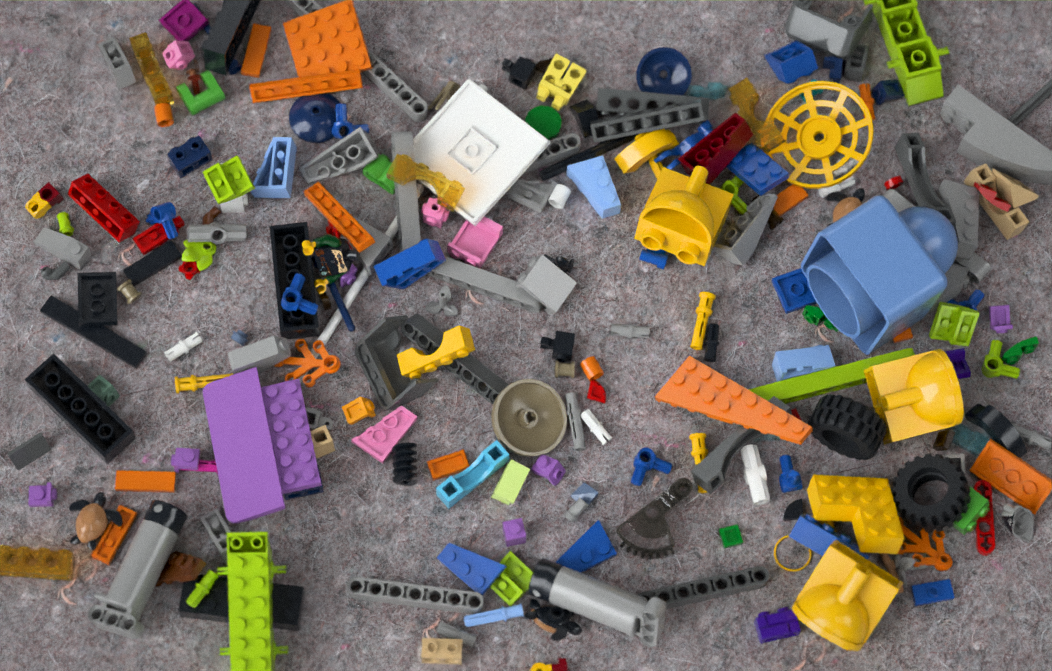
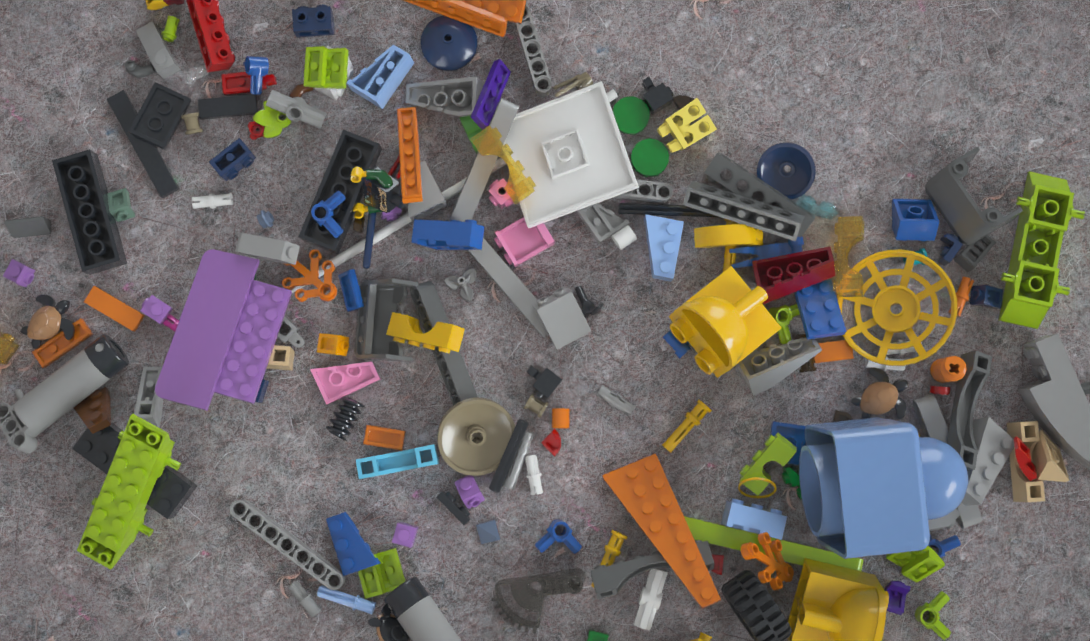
camera: 30 degrees right, 15 degrees up
(184, 301) = (232, 160): none -> dark blue brick
(192, 382) = (202, 239): yellow pin -> none
(202, 588) = (98, 442): lime axle -> none
(341, 120) = (465, 61): blue axle -> none
(349, 357) = (351, 290): none -> blue plate
(380, 135) = (490, 94): none -> dark purple plate
(441, 651) = (281, 608): tan brick -> none
(509, 94) = (631, 115): none -> green tile
(510, 482) = (428, 486): yellowish green hinge -> none
(537, 487) = (460, 513): none -> black plate
(565, 420) = (509, 455): none -> black axle
(577, 508) = (468, 544): light grey pin -> none
(584, 113) = (691, 170): black slope -> none
(588, 550) = (460, 586): blue wing -> none
(711, 343) = (683, 452): black axle -> none
(782, 328) = (777, 450): none -> lime arch
(789, 479) = (678, 620): blue axle -> none
(791, 322) = (757, 478): none -> yellow piece
(832, 377) = (783, 570): none -> orange plant
(889, 161) = (948, 369): none -> orange piece
(1000, 318) = (961, 574): medium lavender bracket -> none
(1014, 354) = (957, 614): green slope -> none

